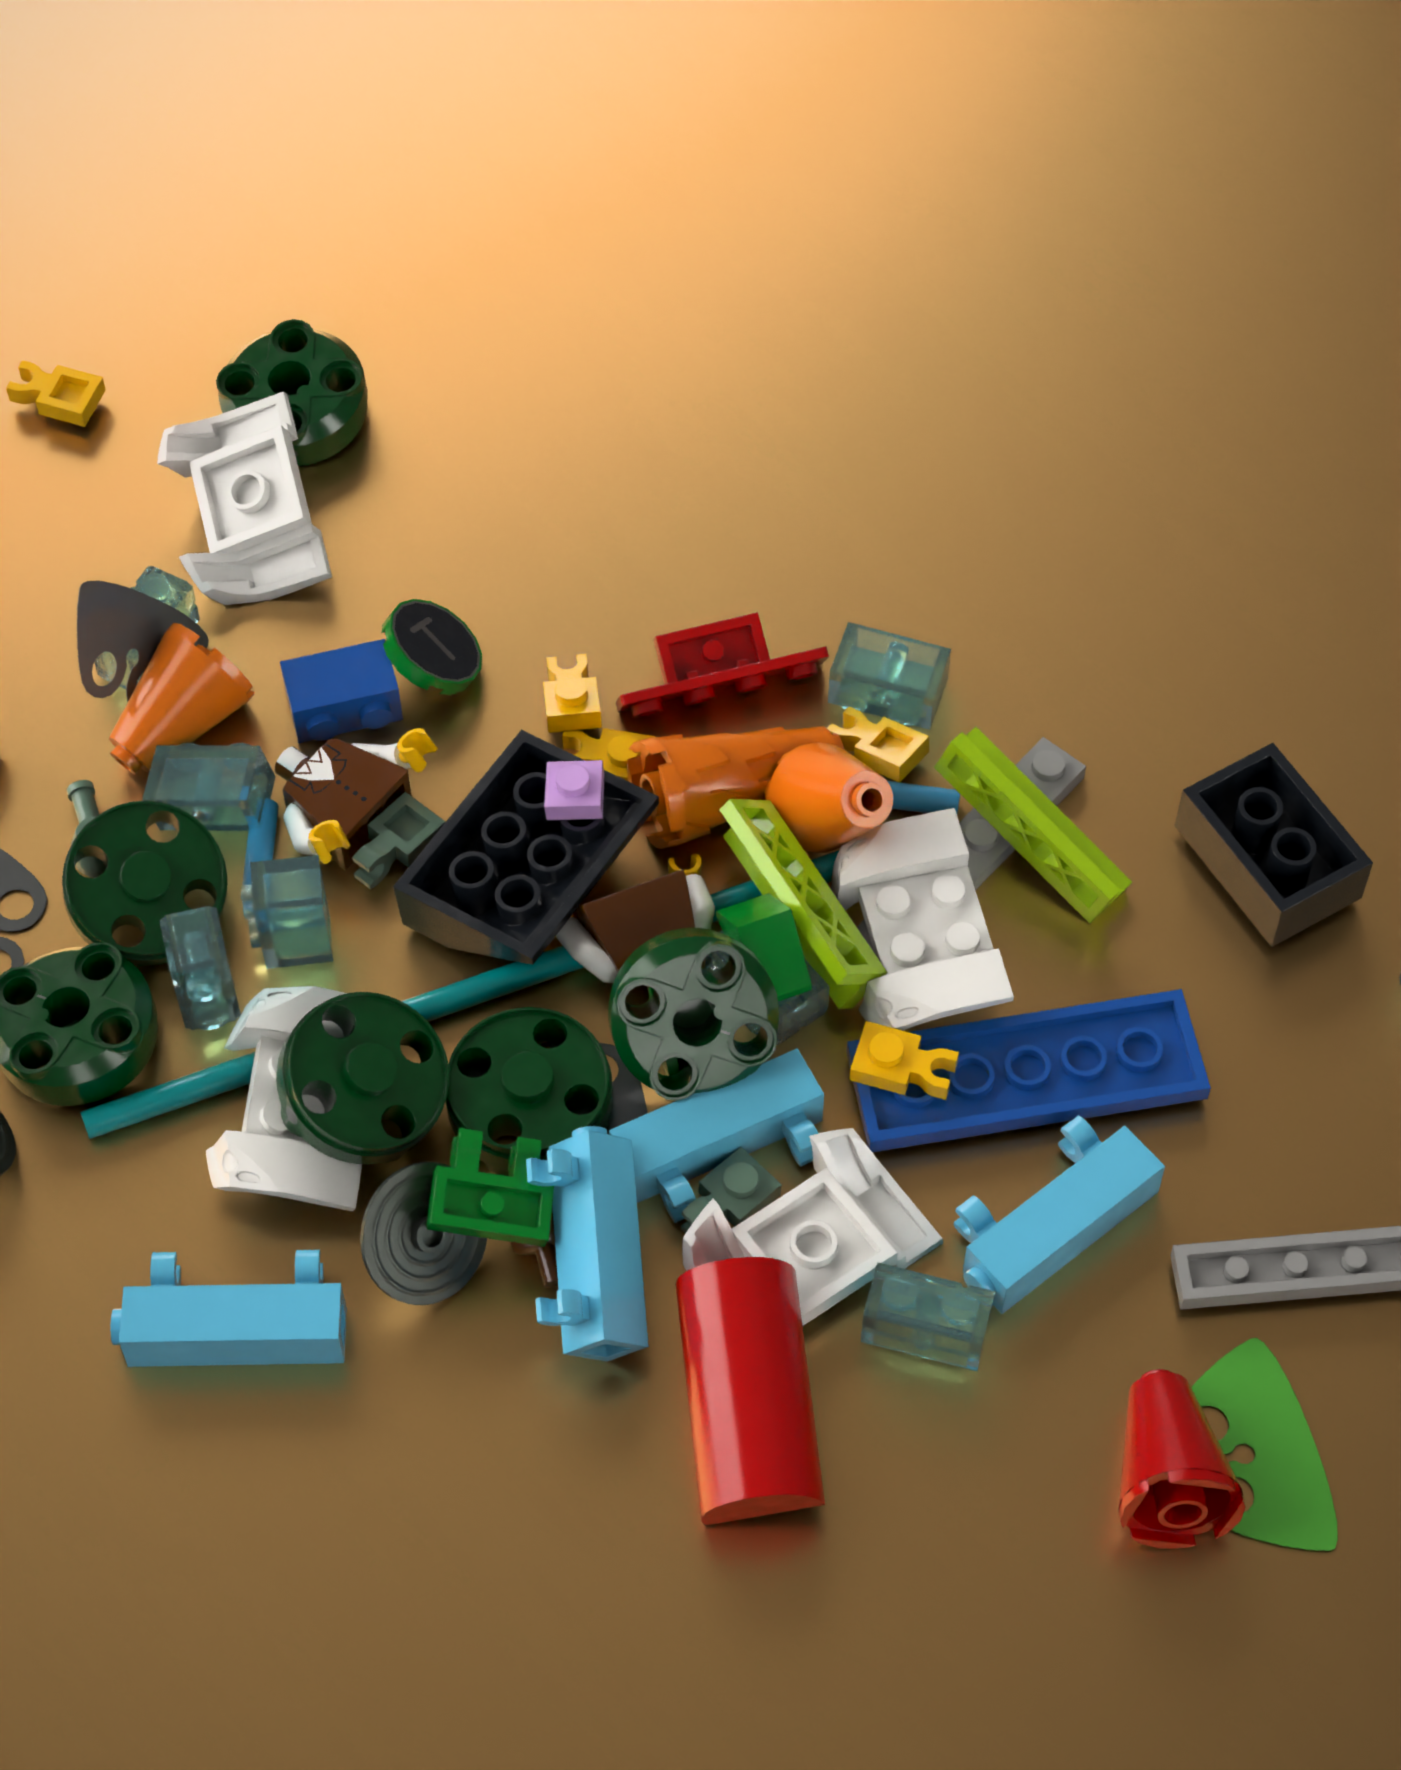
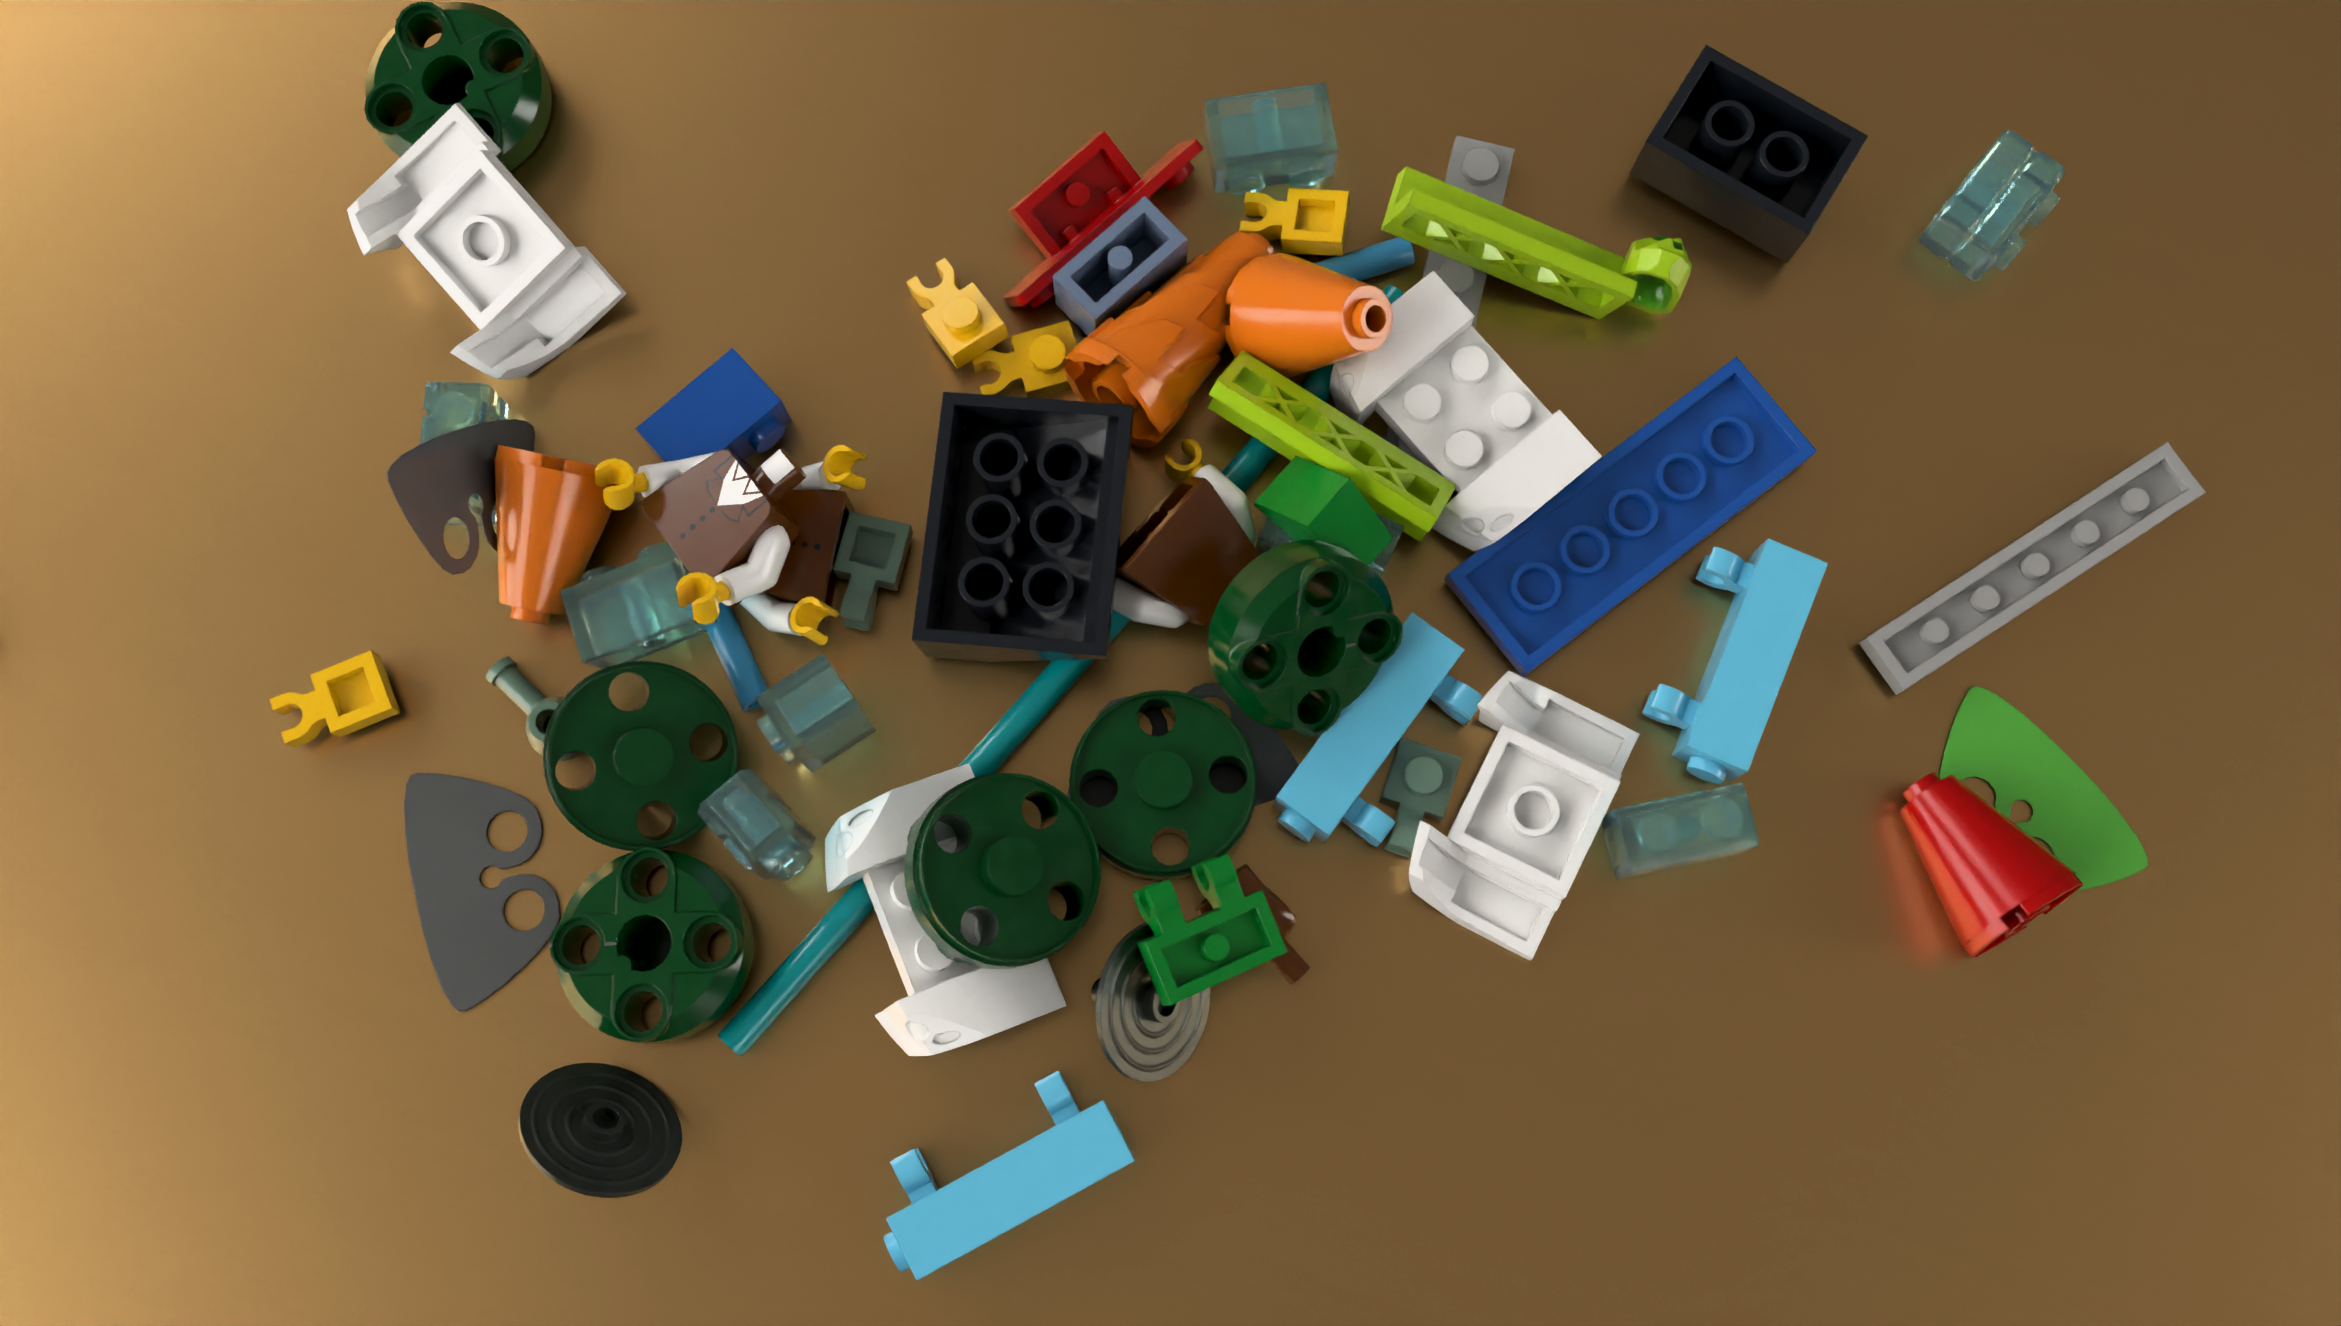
camera: 30 degrees left, 20 degrees up
(62, 395) = (196, 208): yellow plate -> none
(298, 737) = (717, 520): none -> torso
(431, 646) = (783, 329): tile -> none
(574, 790) = (1044, 441): lavender plate -> none
(595, 1245) = (1330, 928): medium azure brick -> none
(713, 703) = (1120, 266): none -> sand blue brick
(748, 1389) = (1558, 1006): red brick -> none
(894, 1059) = (1507, 576): yellow plate -> none
(1147, 901) = (1661, 273): none -> lime rock

